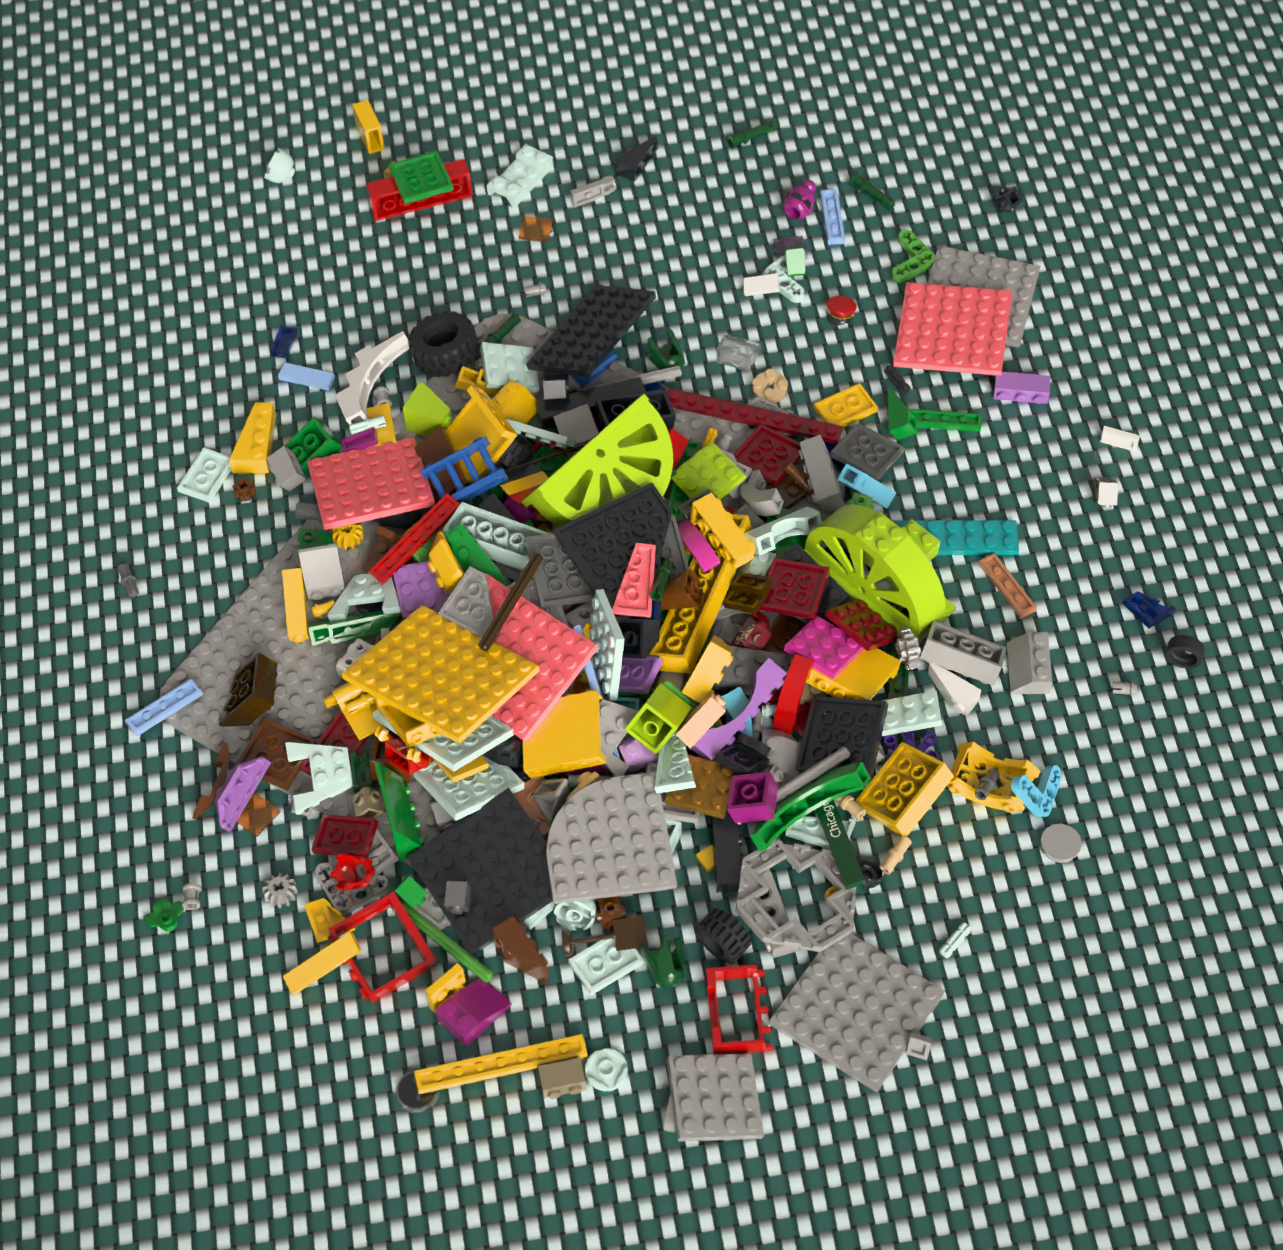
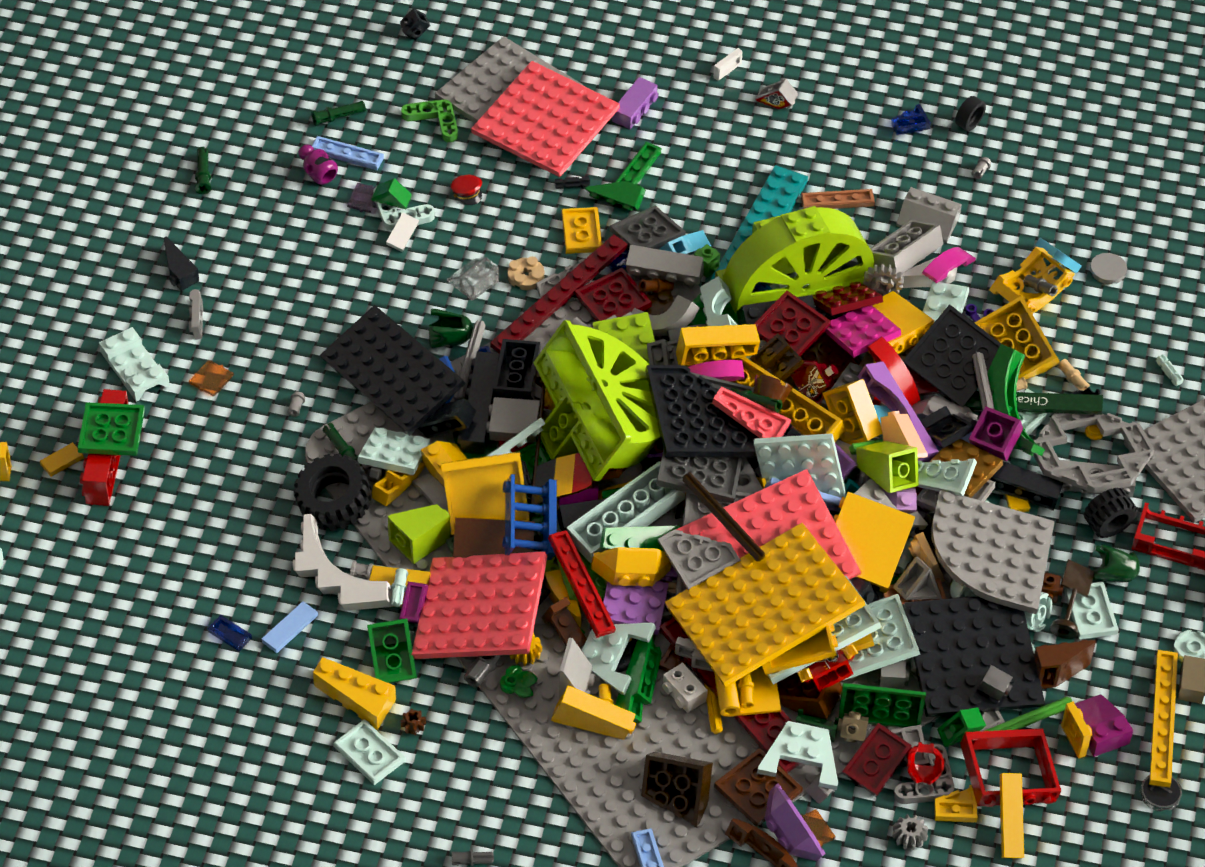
camera: 70 degrees left, 5 degrees down
(286, 468) = (410, 676): light grey brick -> none
(971, 695) = (947, 261): none -> dark pink slope

